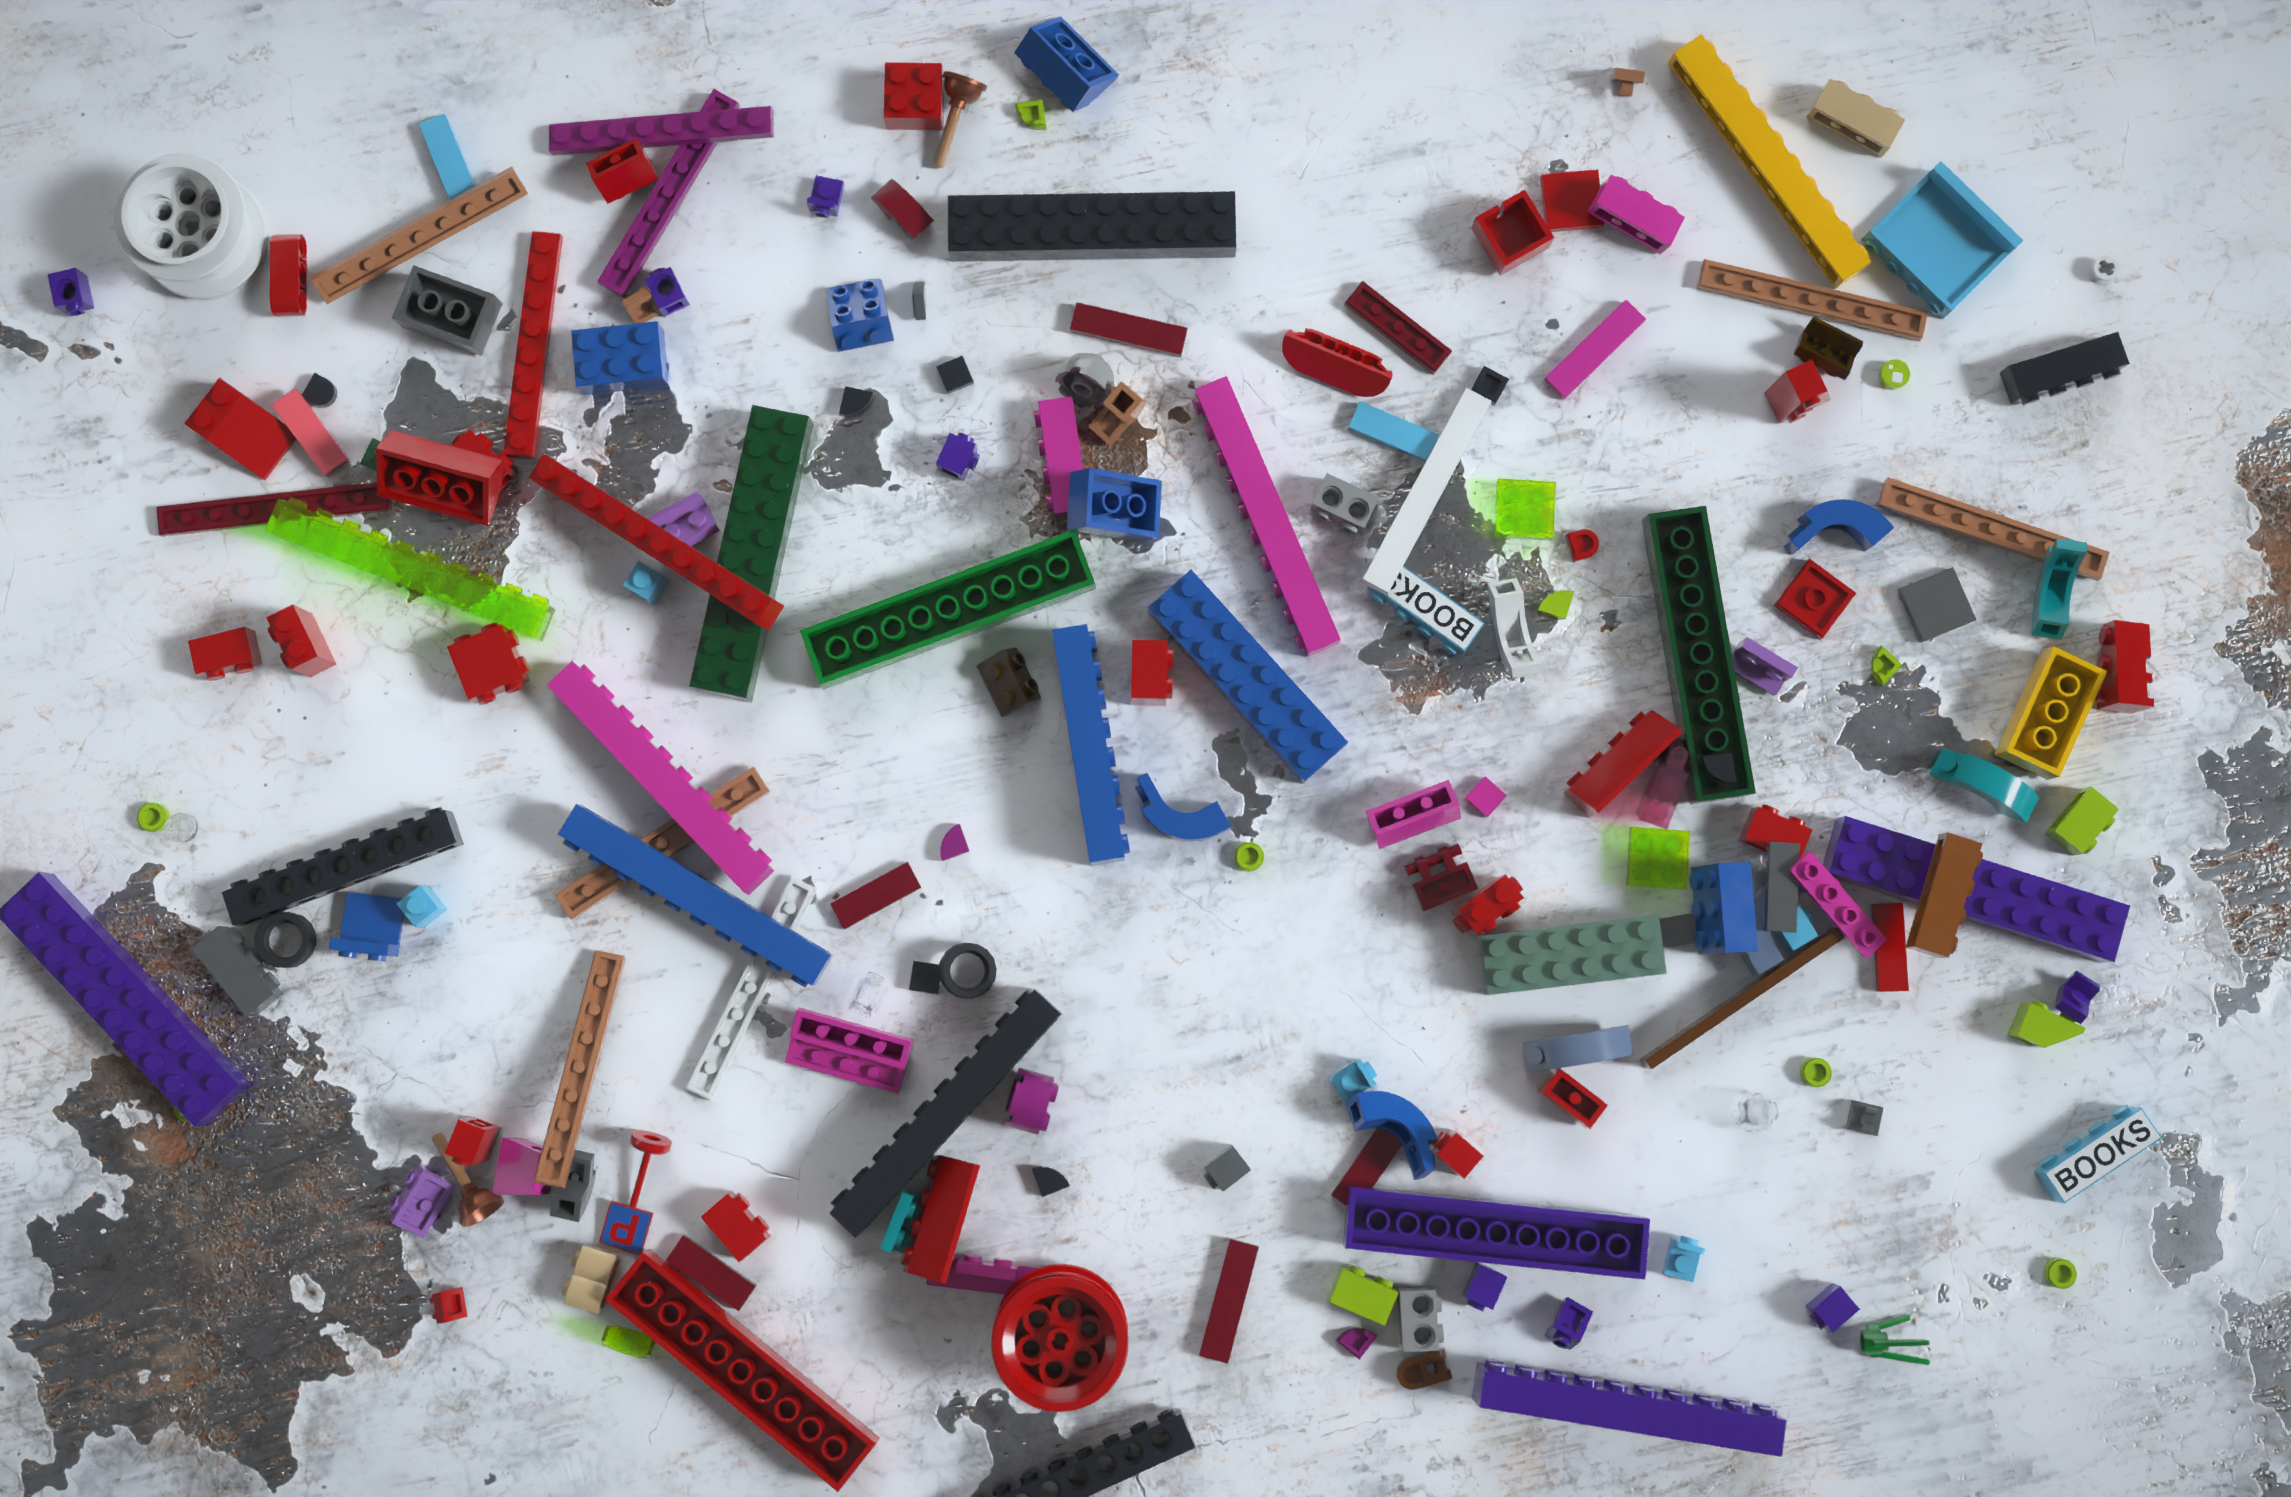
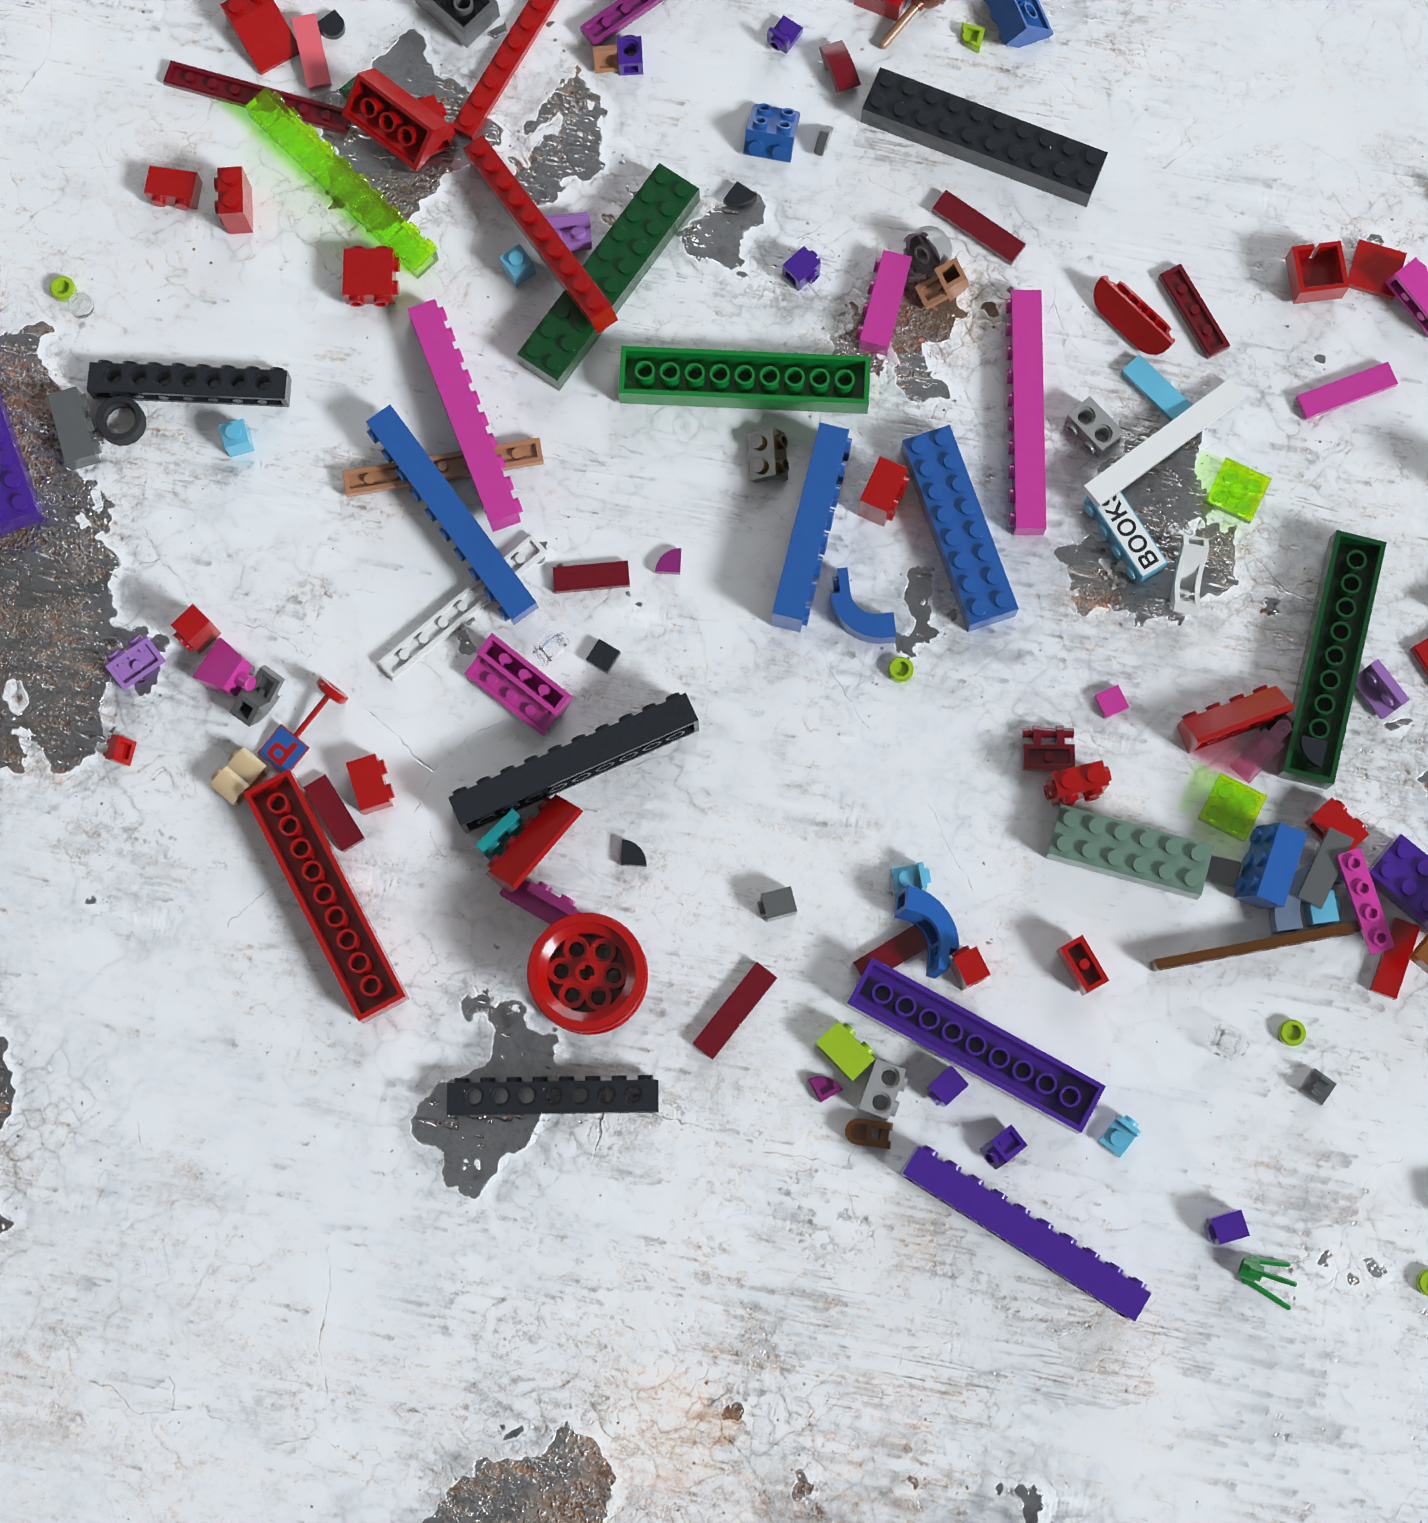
camera: 25 degrees right, 5 degrees down
(369, 927) = (189, 437): blue bracket -> none
(475, 1202) = (176, 681): copper piece -> none
(579, 1070) = (302, 610): nougat tile -> none
(620, 358) = (572, 90): blue brick -> none
(628, 1341) = (244, 838): clear neon green helmet -> none
(955, 374) = (826, 207): black tile -> none
(989, 973) = (644, 644): black tyre -> none
(1030, 1101) = (643, 783): magenta brick -> none
(1114, 504) = (909, 350): blue brick -> none
(1414, 814) = (1047, 688): dark pink brick -> none
(1490, 384) = (1250, 384): black tile -> none
(1557, 604) = (1232, 575): lime tile -> none
(1578, 1048) = (1105, 927): sand blue arch -> none
(1582, 544) = (1273, 537): red tile -> none

